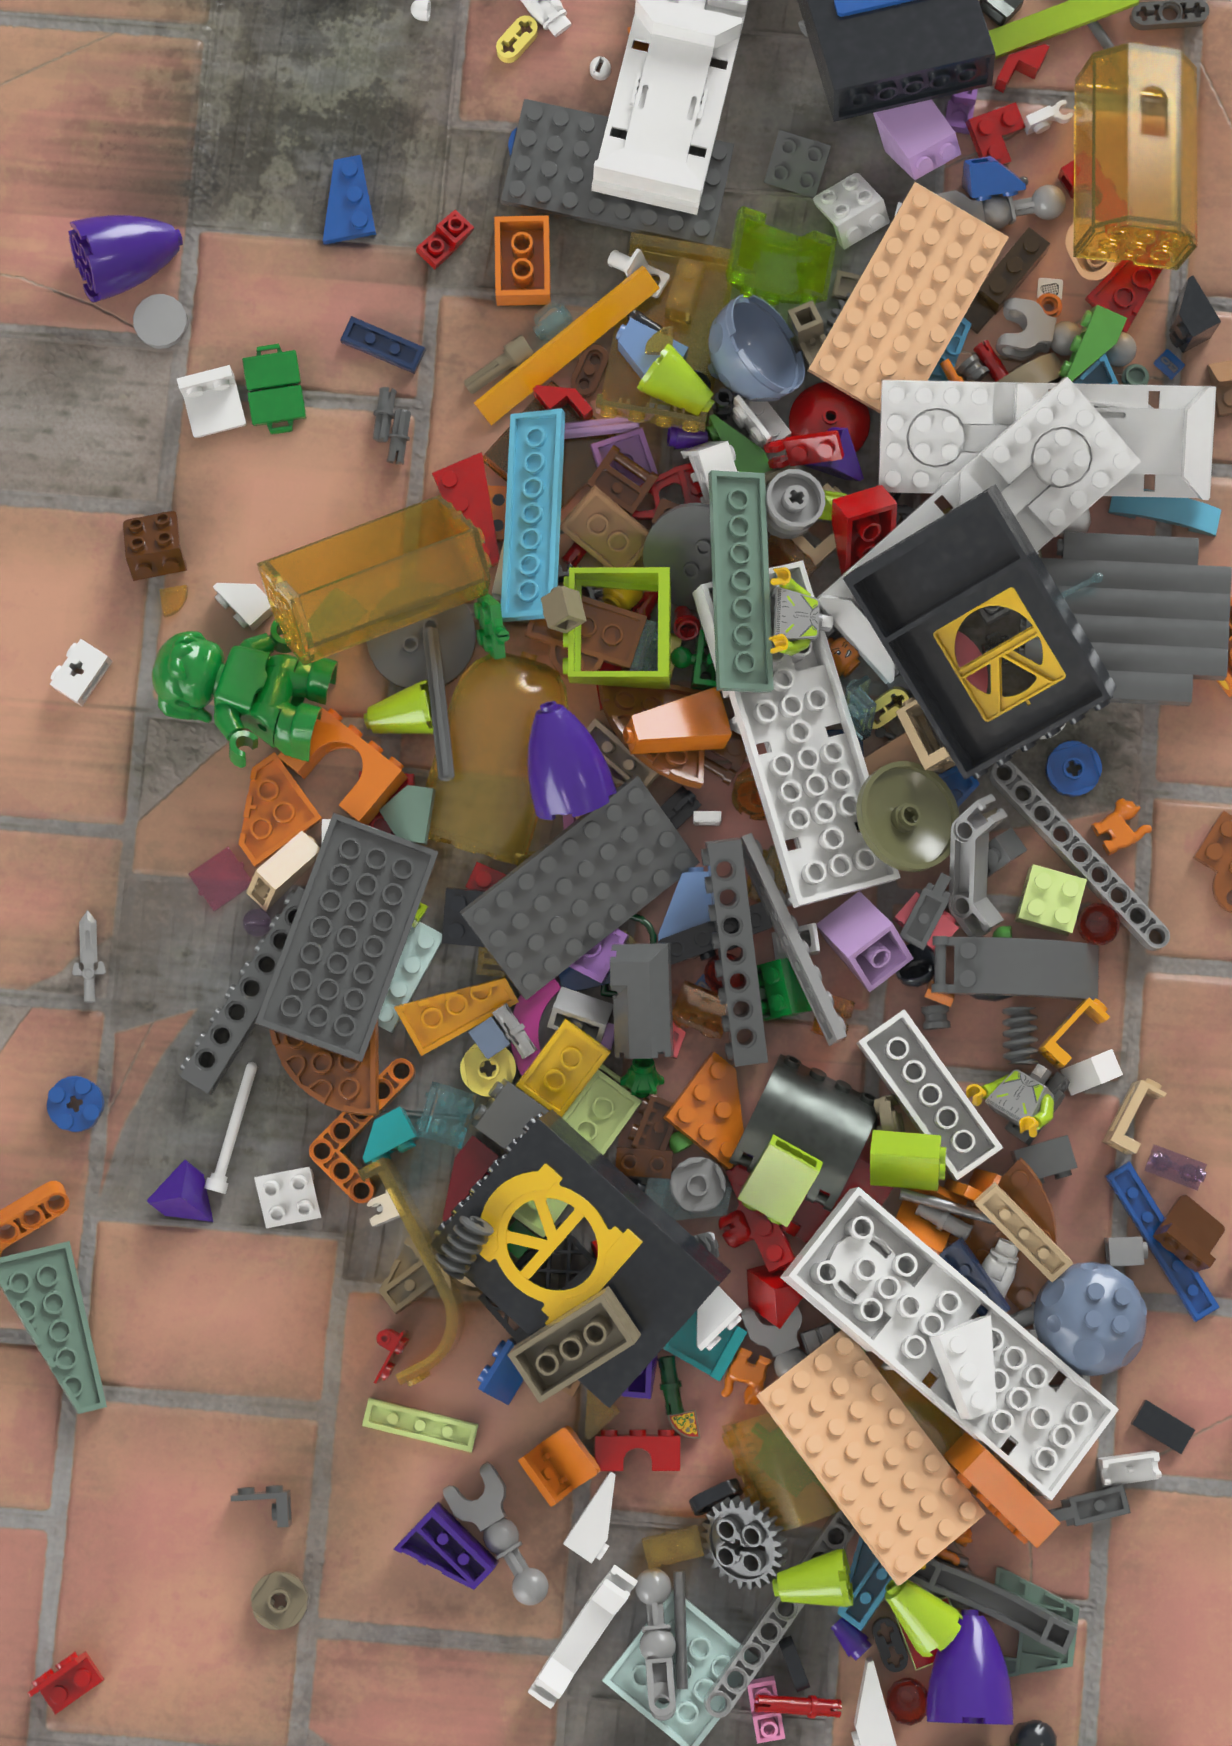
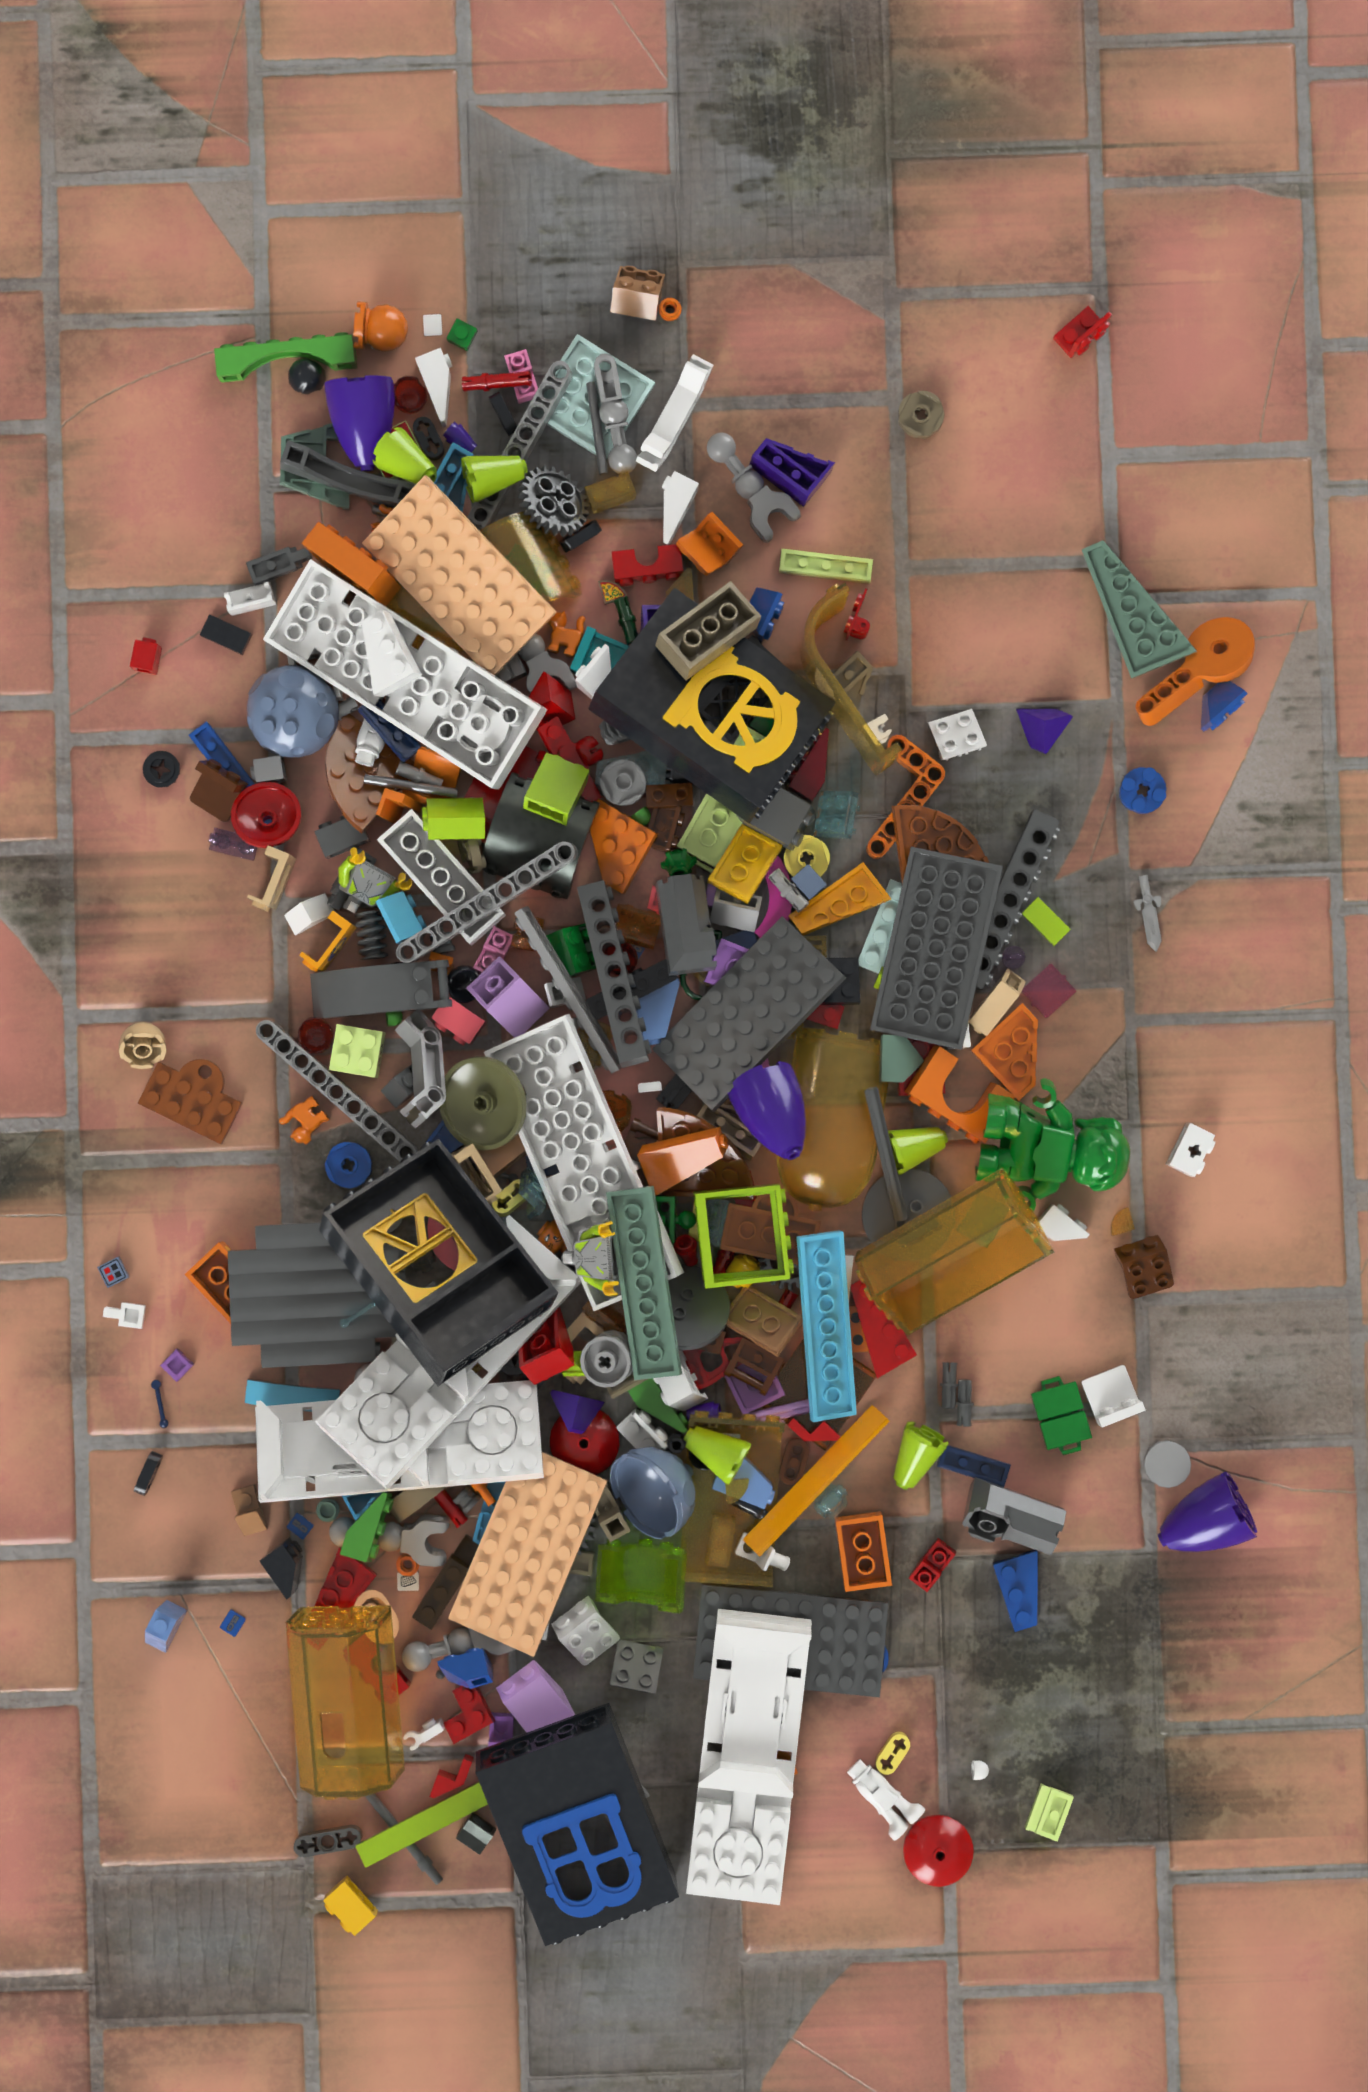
camera: 170 degrees right, 5 degrees up
(213, 960) = (1046, 921): none -> lime tile
(218, 1180) = (1016, 740): white piece -> none
(280, 1510) = (929, 484): dark grey bracket -> none
(344, 279) = (1013, 1516): none -> dark grey brick
(389, 1134) = (879, 793): teal slope -> none
(445, 362) = (917, 1454): none -> lime cone
(464, 1246) = (807, 700): dark grey piece -> none
(492, 633) = (849, 1222): green plate -> none
(514, 354) = (860, 1467): dark tan piece -> none
(563, 609) = (790, 1240): dark tan brick -> none
(604, 71) = (812, 1734): white hinge -> none
(806, 449) = (602, 1408): red hinge -> none
(875, 1003) = (495, 946): none -> bright pink slope
(889, 1045) = (475, 903): none -> light grey beam
(926, 913) = (458, 1025): dark grey hinge -> none
(982, 1052) = (400, 916): none -> medium azure slope
(1023, 1232) = (353, 770): tan plate -> none
(1135, 1211) = (261, 803): none -> red dish

